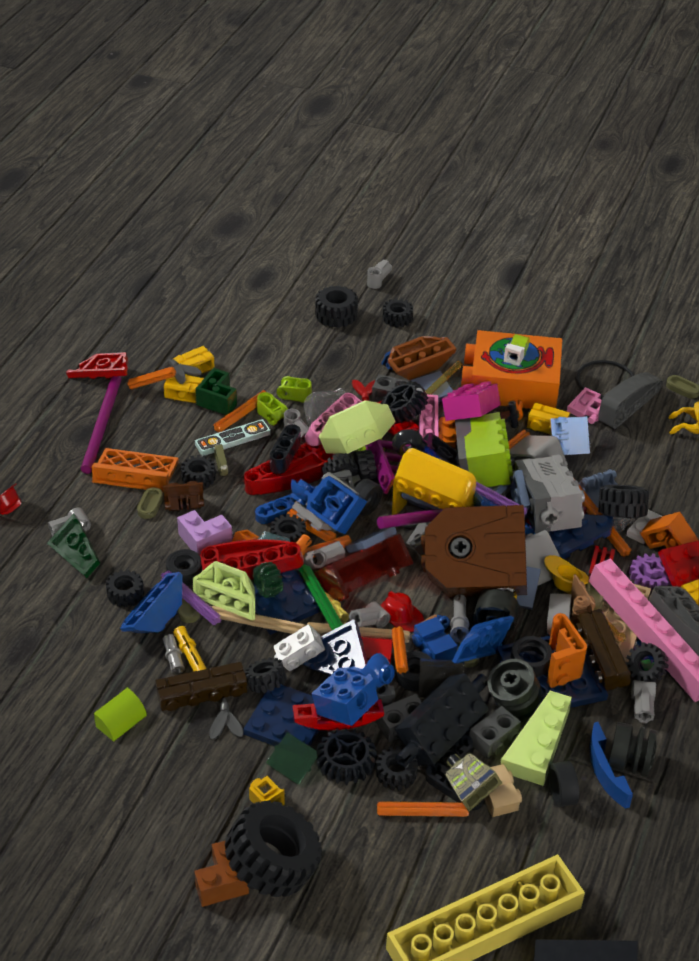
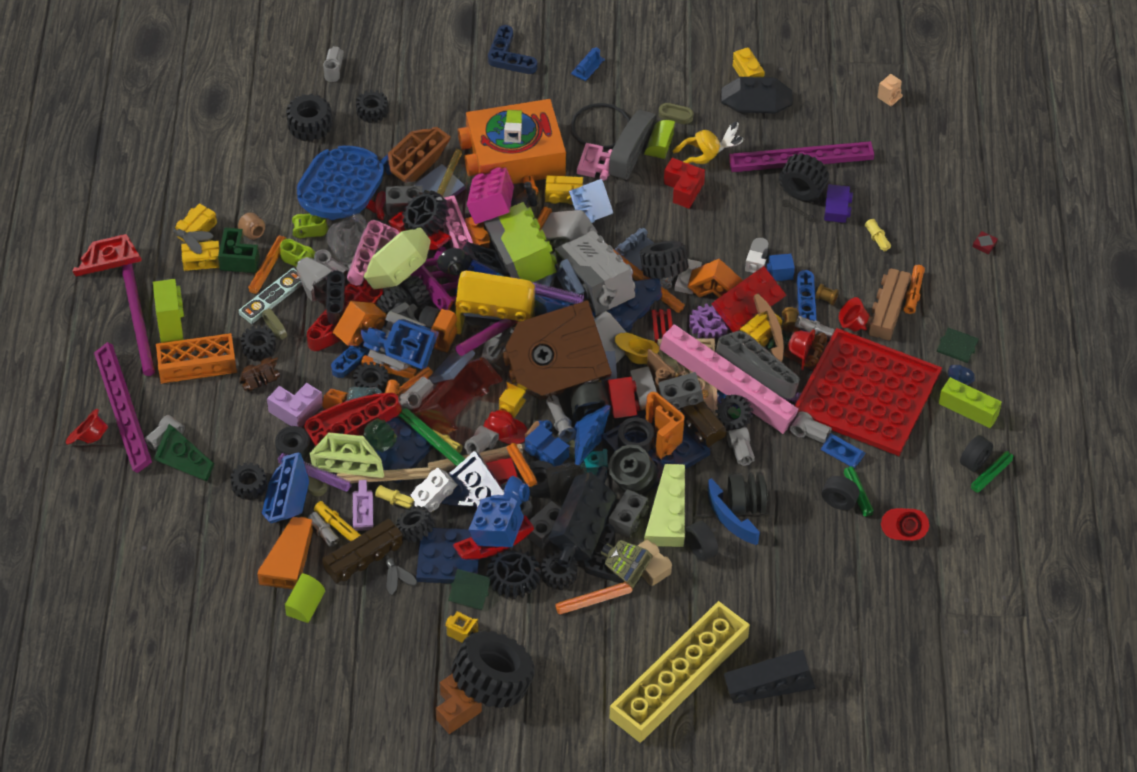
camera: 20 degrees left, 10 degrees up
(44, 493) = (122, 407): none -> magenta plate
(125, 666) = (288, 556): none -> orange slope
(129, 422) = (168, 310): none -> lime wedge
(150, 503) = (227, 388): olive tile -> none
(152, 377) = (165, 254): orange axle -> none
(222, 644) = (362, 507): none -> lavender hinge
(242, 376) = (252, 225): none -> medium nougat head
(258, 644) = (394, 497): none -> light yellow axle
(273, 426) = (314, 277): none -> light grey cone
(296, 468) = (357, 317): none -> orange brick
(338, 361) = (340, 182): none -> blue plate
(377, 505) = (447, 329): none -> orange brick
(418, 588) = (512, 399): none -> yellow window
(478, 666) = (595, 460): none -> teal brick
(530, 614) = (622, 397): none -> red brick
(534, 305) = (502, 53): none -> dark blue beam
(595, 623) = (680, 388): none -> dark grey brick
(612, 328) = (588, 64): none -> blue hinge
(660, 403) = (660, 139): none -> lime brick
(671, 442) = (685, 180): none -> red brick

